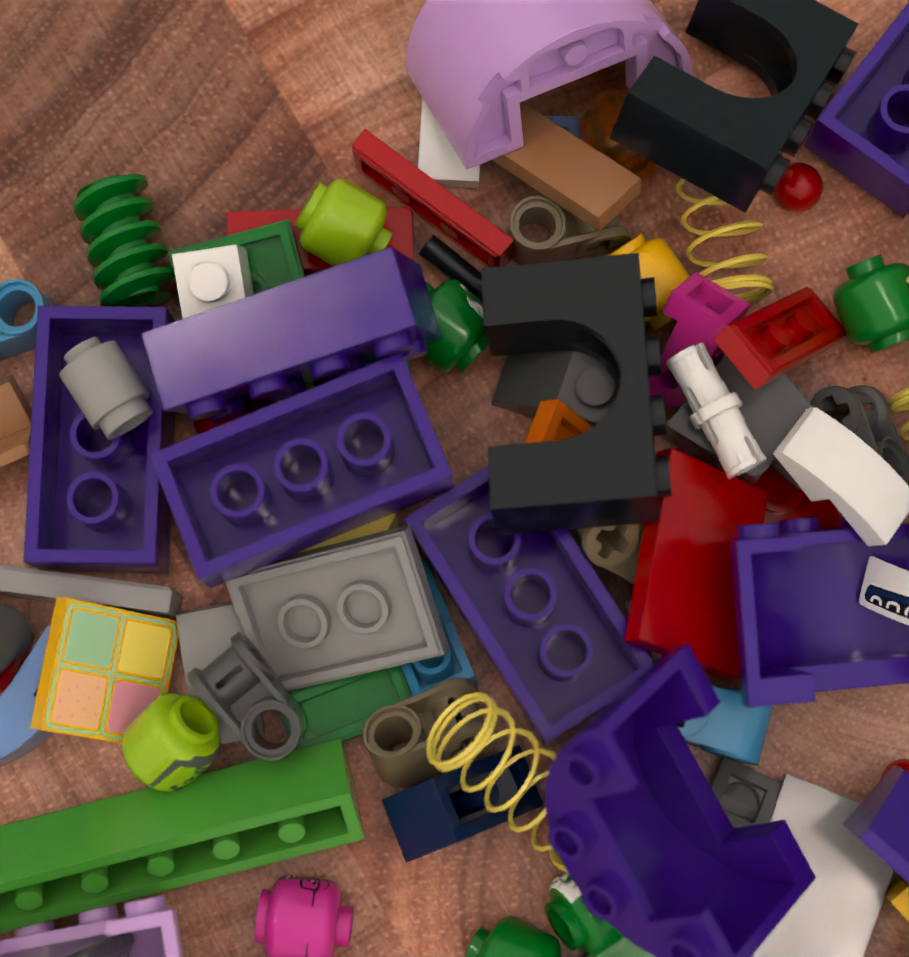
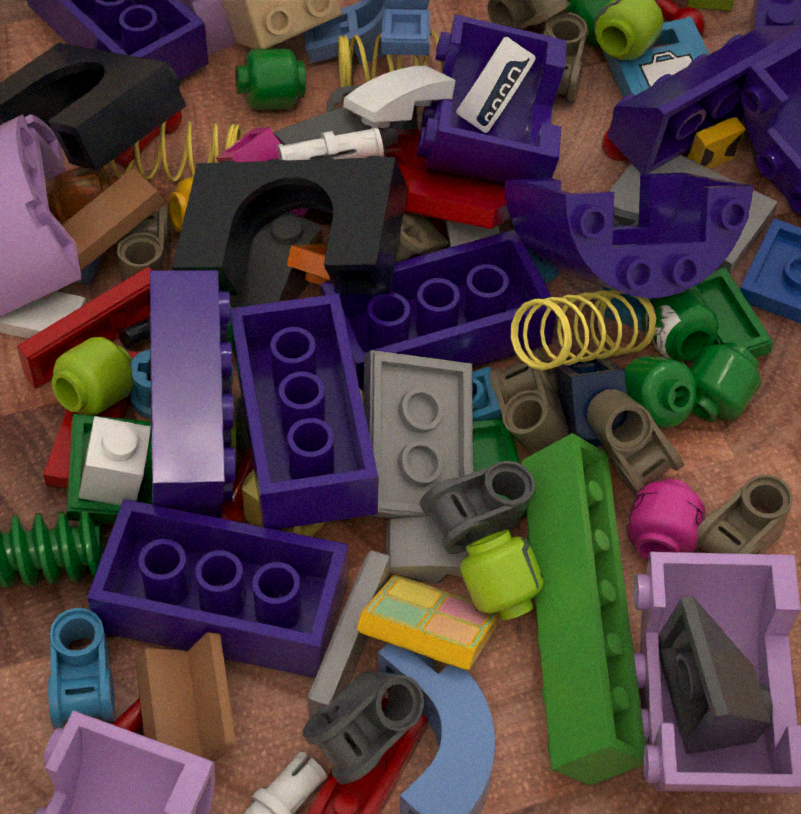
camera: 85 degrees left, 25 degrees down
(106, 387) = (185, 538): light grey brick -> none
(384, 865) = (635, 448): none -> dark tan piece
(474, 887) = (662, 388): none -> green head
(780, 337) = (287, 114): red tile -> none

